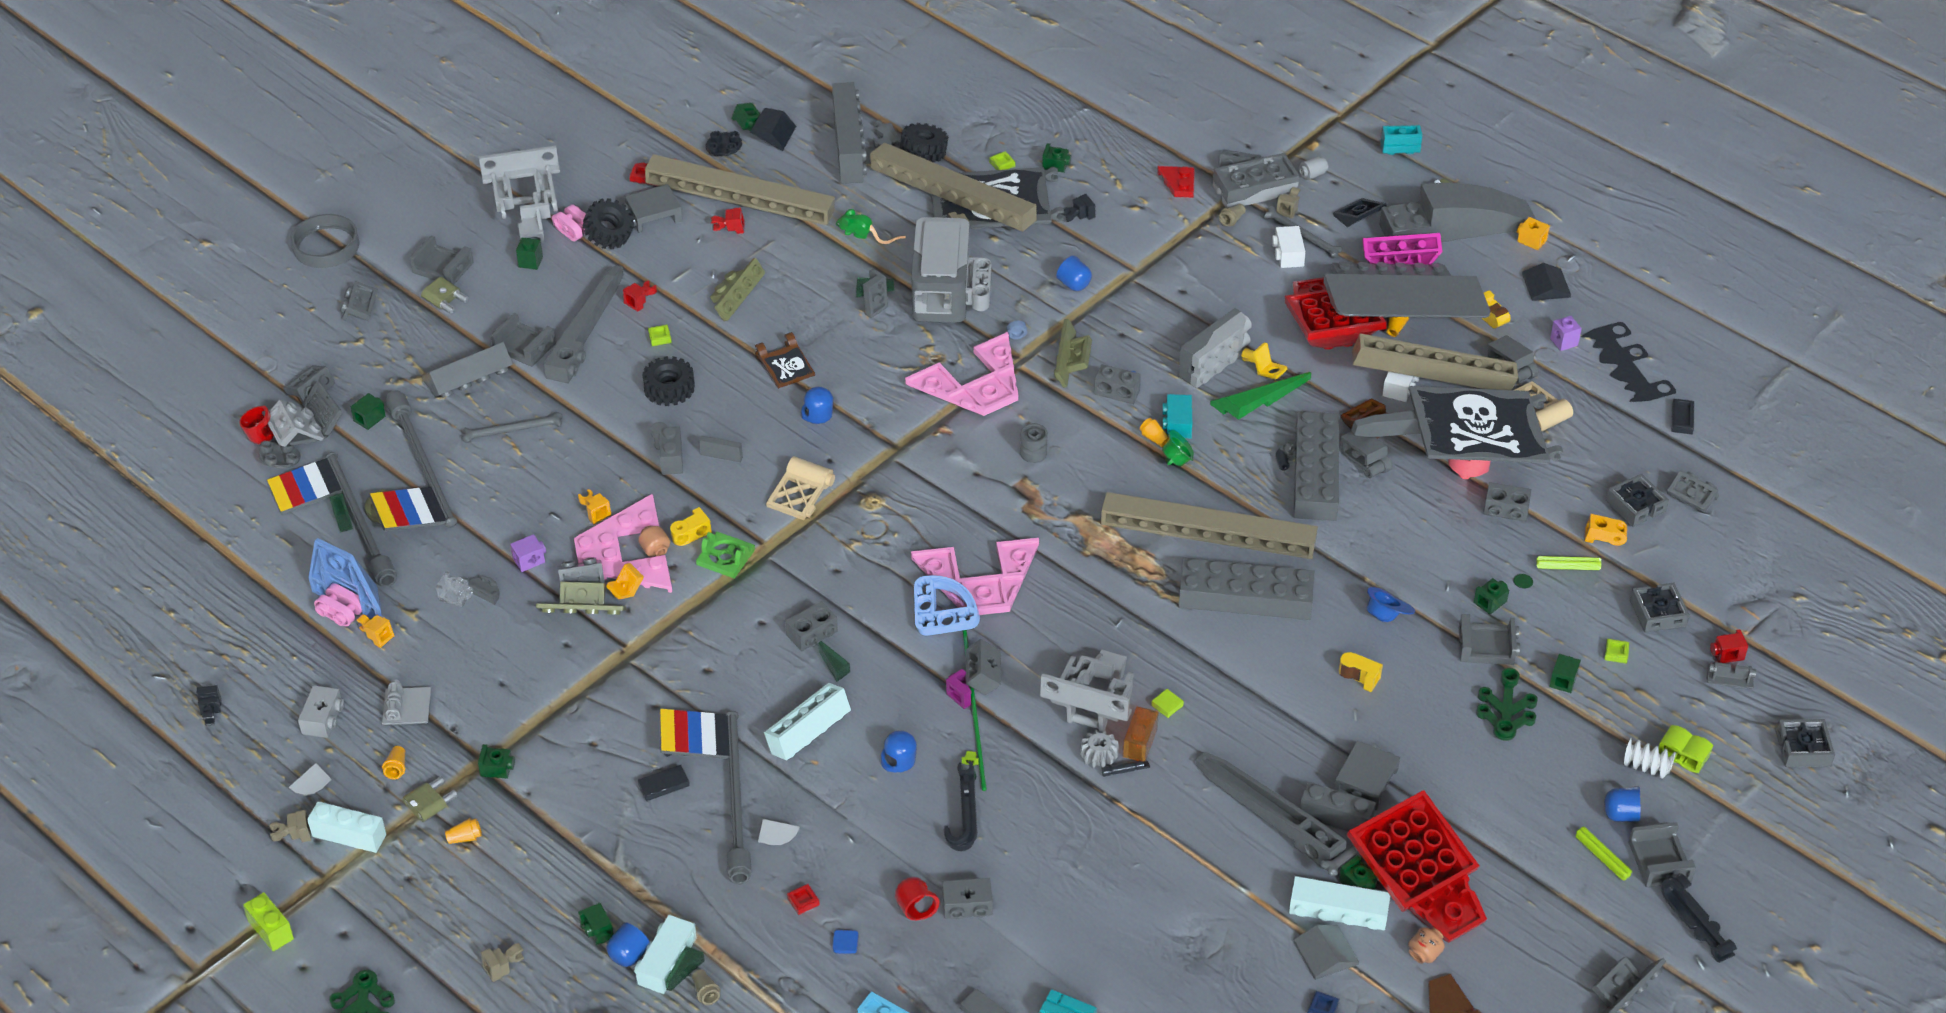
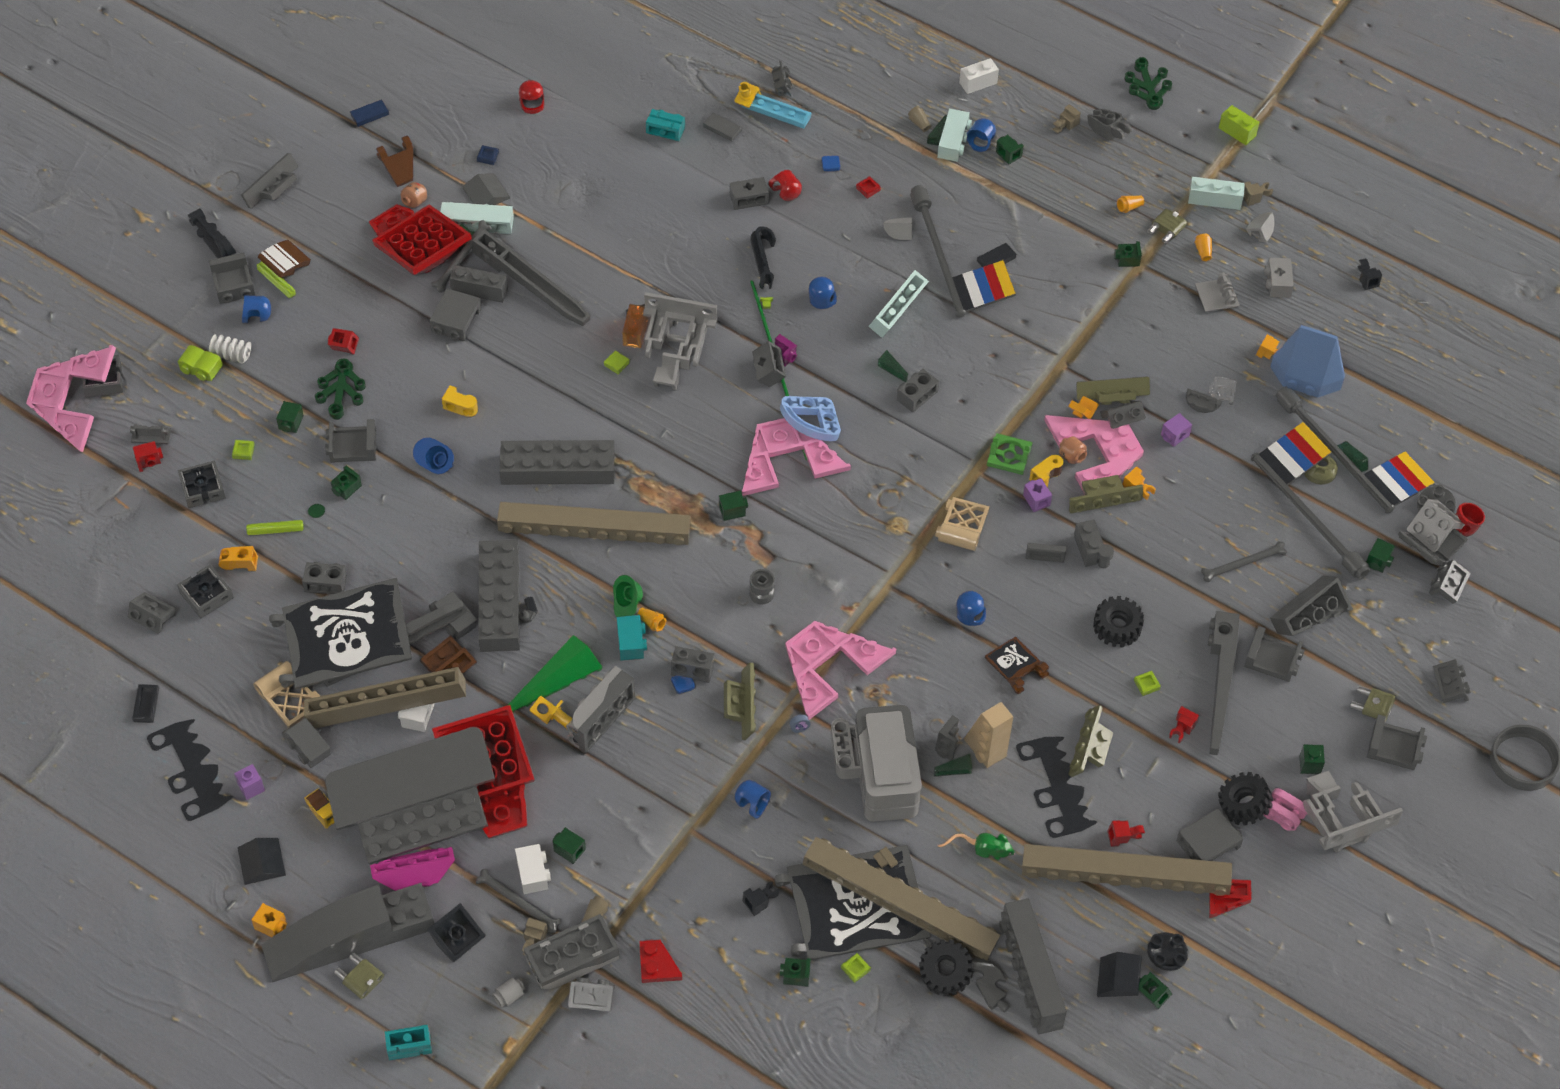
camera: 170 degrees right, 10 degrees up
(446, 939) = (1108, 124): none -> dark grey hinge
(638, 496) = (1104, 493): none -> olive bracket
(711, 507) = (1037, 494): none -> medium lavender brick
(776, 264) = (1062, 793): none -> black piece
(835, 275) = (991, 735): none -> tan wedge
(1051, 527) = (732, 505): none -> dark green brick
(1253, 259) = (568, 845): none -> dark green brick
(1509, 755) = (343, 340): none -> red brick
(1596, 875) = (284, 258): none -> reddish brown slope
(1860, 727) = (51, 389): none -> bright pink wing

